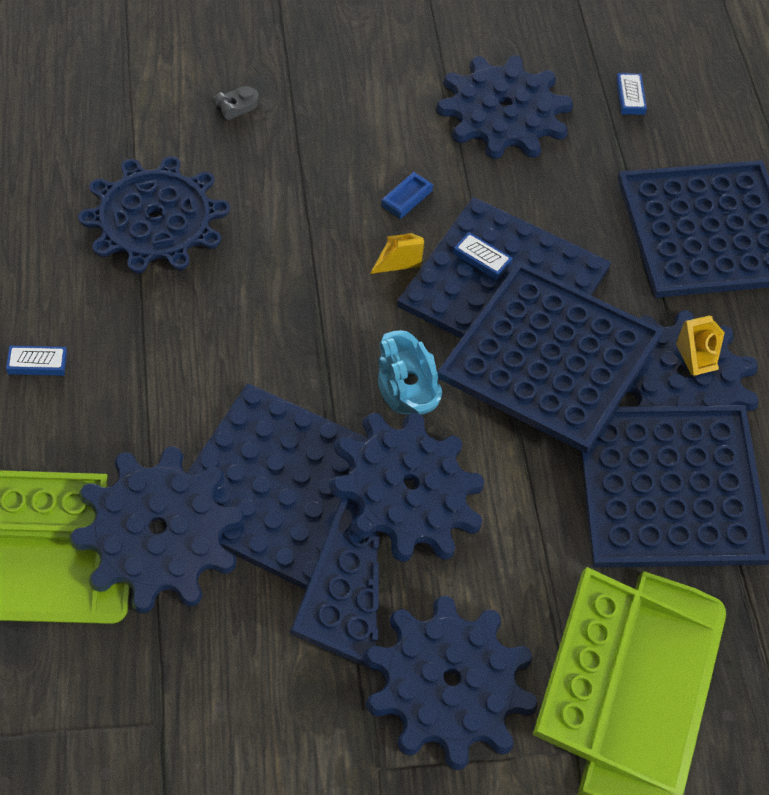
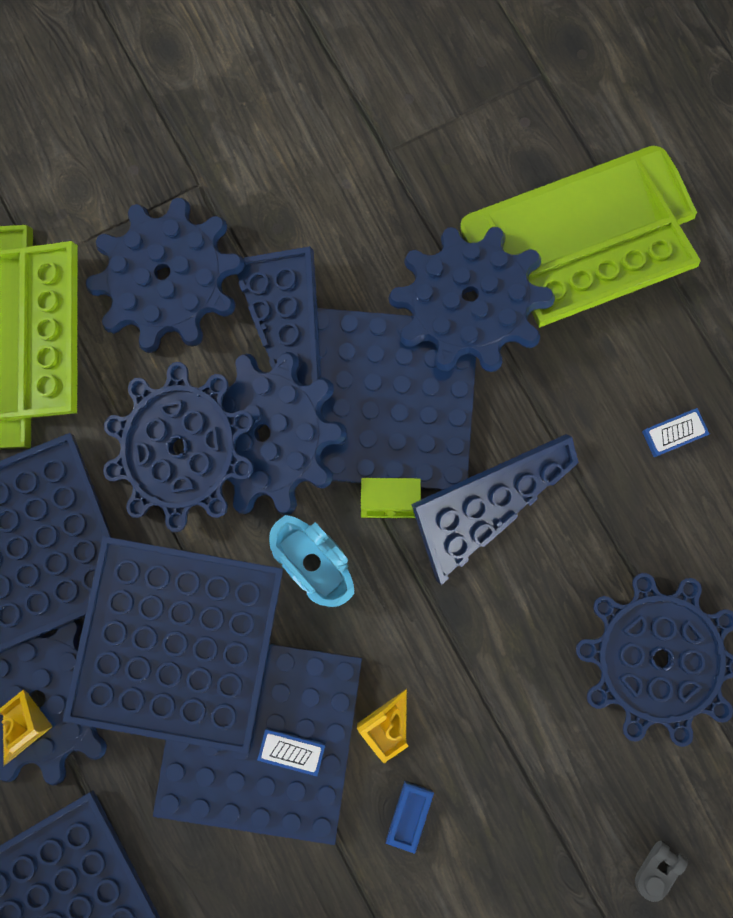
camera: 165 degrees right, 25 degrees up
(229, 363) = (482, 506): none -> dark blue wing
(318, 398) = (389, 497): none -> lime hinge
(484, 532) = (148, 442): none -> dark blue plate

